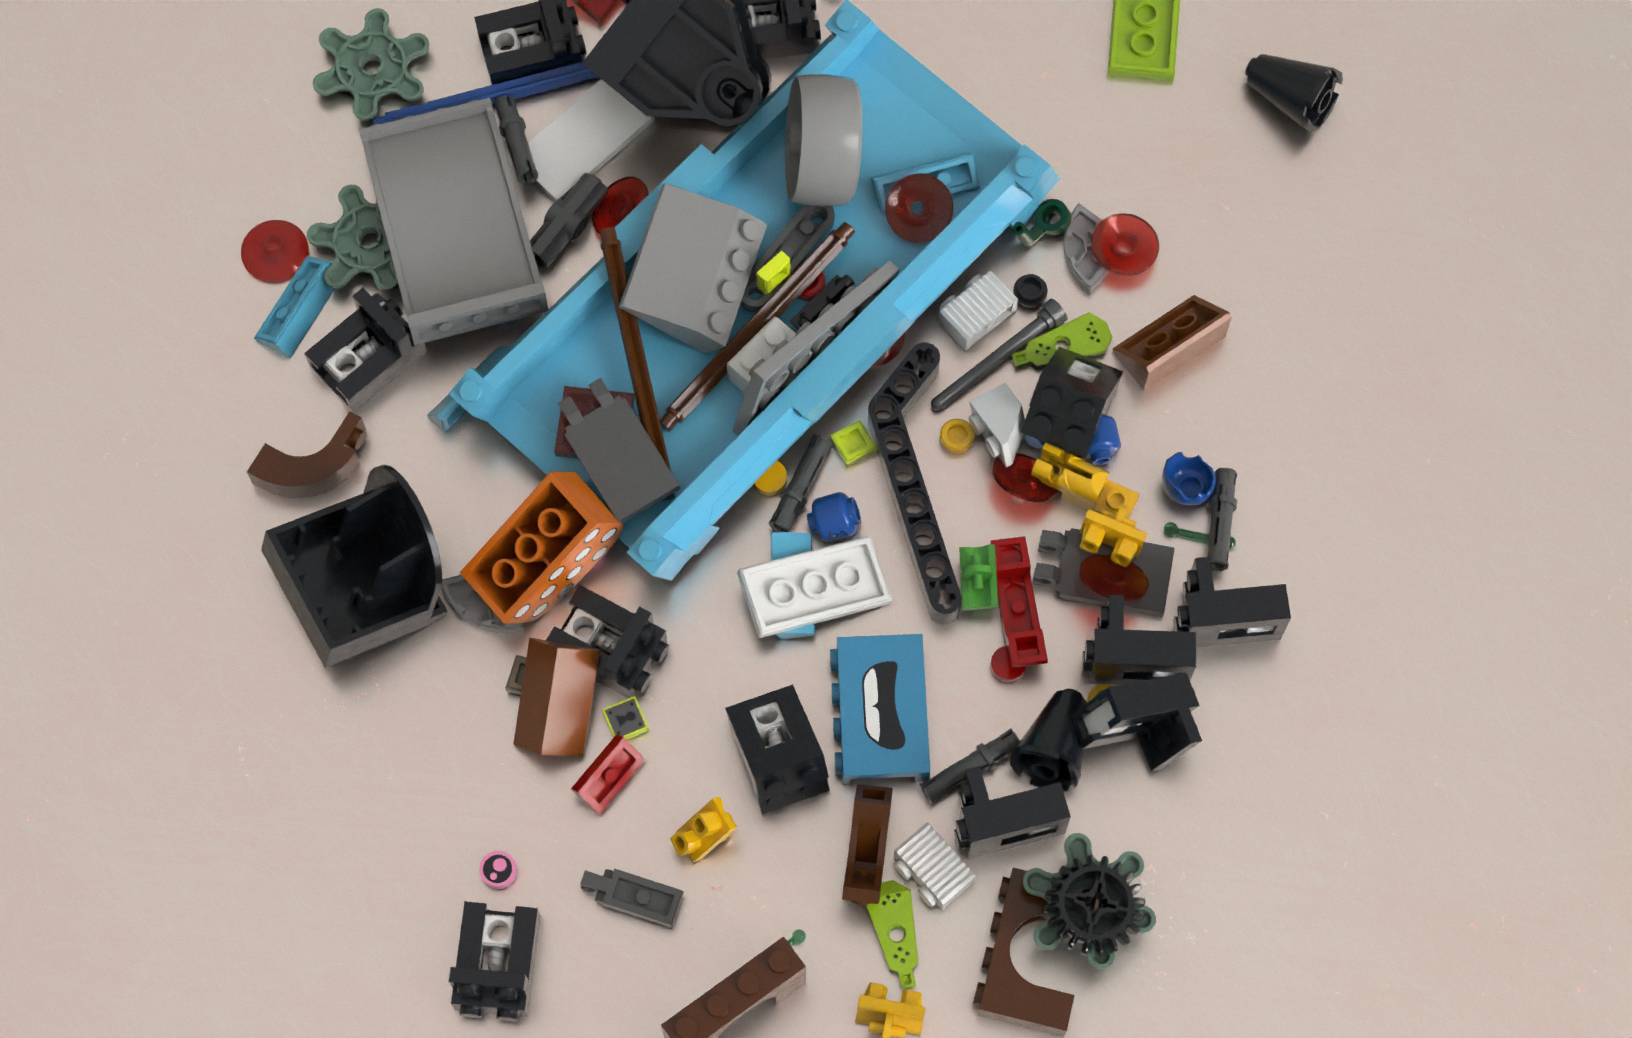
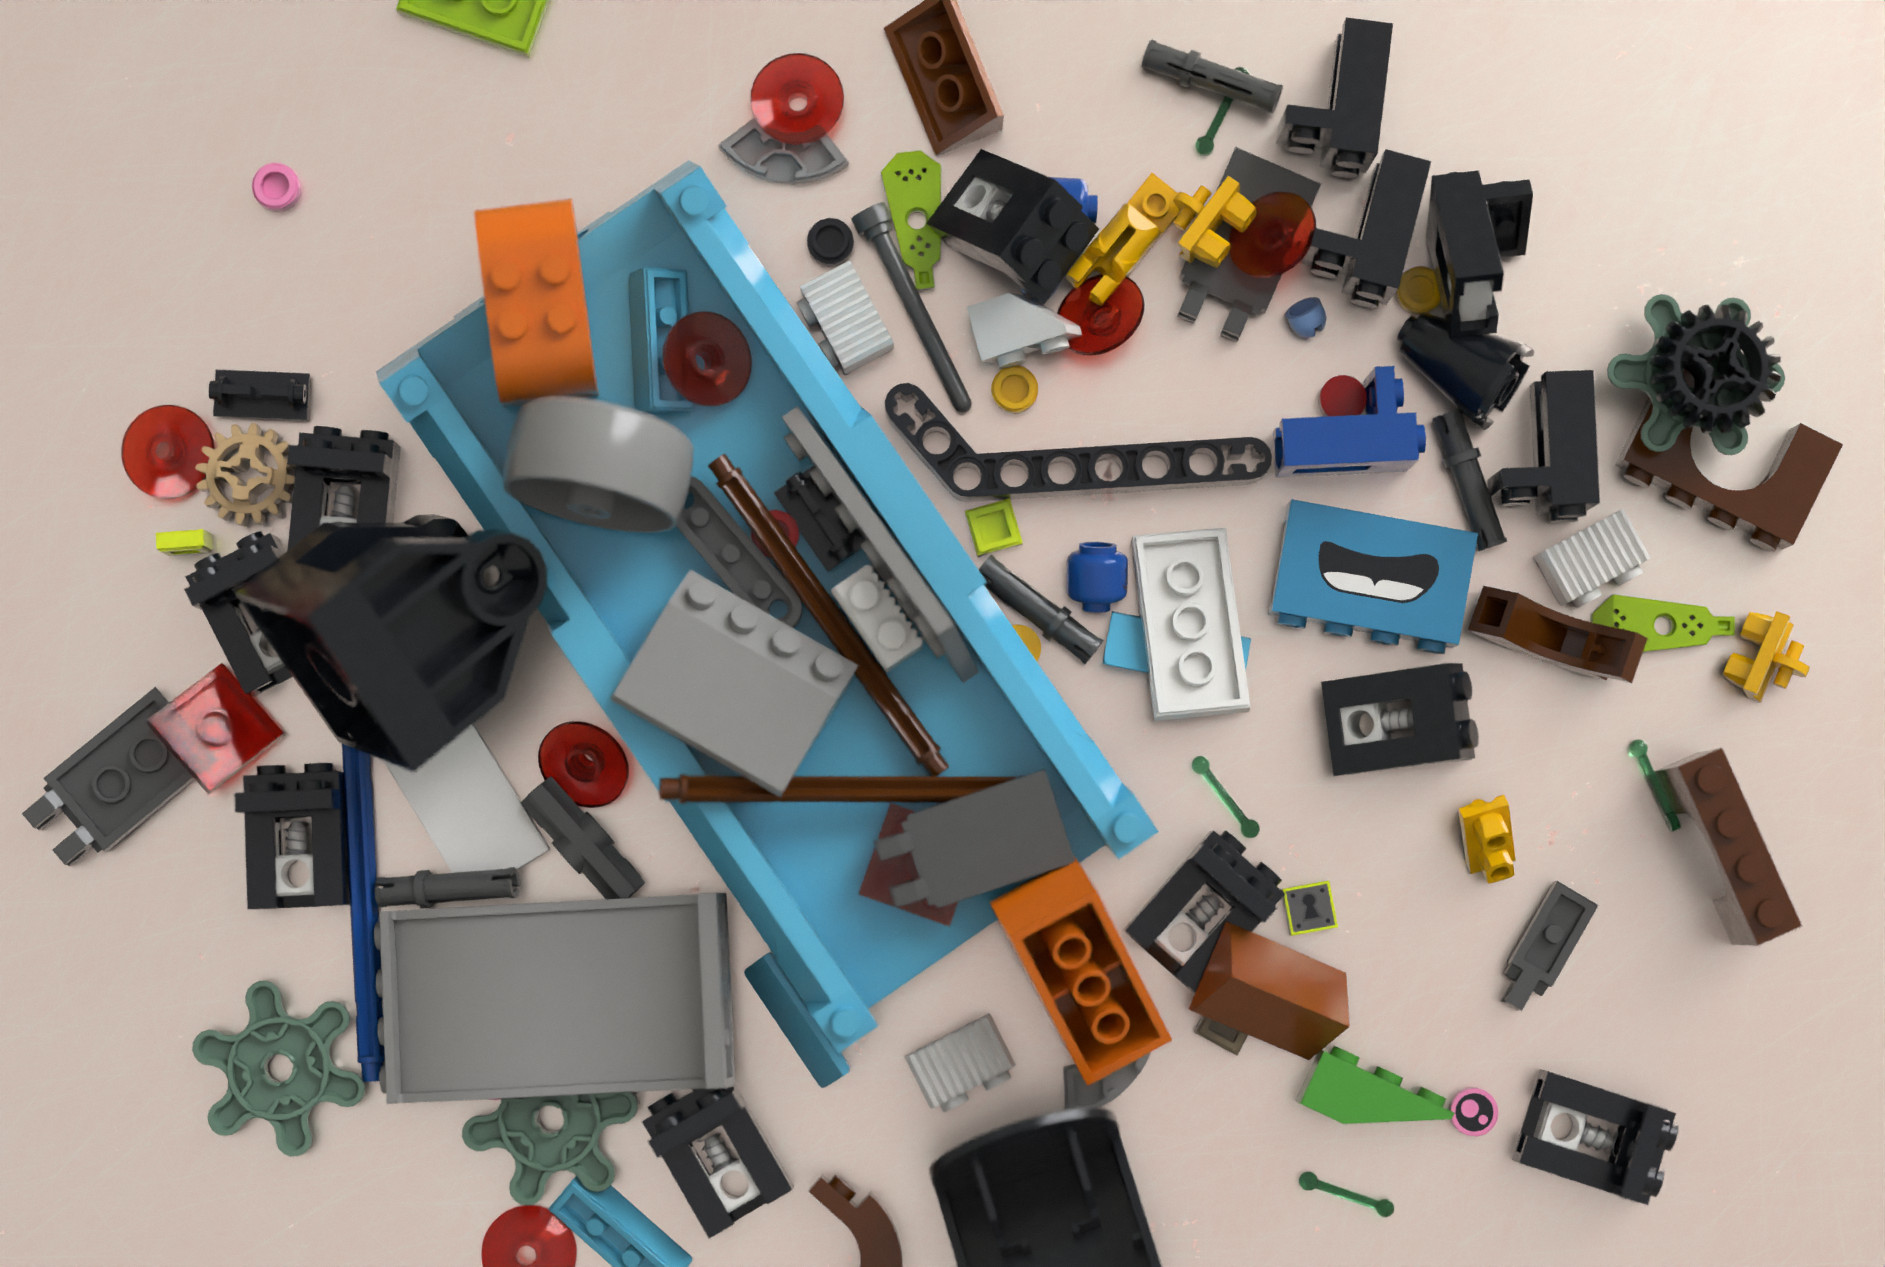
camera: 80 degrees left, 15 degrees up
(424, 764) = (1309, 1181): none -> clear green hinge
(463, 499) = (960, 1063): none -> white brick
(493, 776) = (1357, 1096): none -> bright green slope
(607, 774) = (1381, 945): red plate -> none
(675, 666) = (1249, 828): none -> clear green hinge
(773, 272) = (767, 576): neon yellow tile -> none
(927, 83) = (535, 302): none -> orange brick
(974, 670) = (1353, 443): none -> blue brick
(978, 577) = (1226, 408): bright green hips -> none
(1018, 604) = (1270, 367): red slope -> none
(1043, 217) = (739, 199): dark green plate -> none
(1063, 624) = (1306, 317): none -> light blue hinge
(1188, 479) = (1150, 103): blue hair -> none

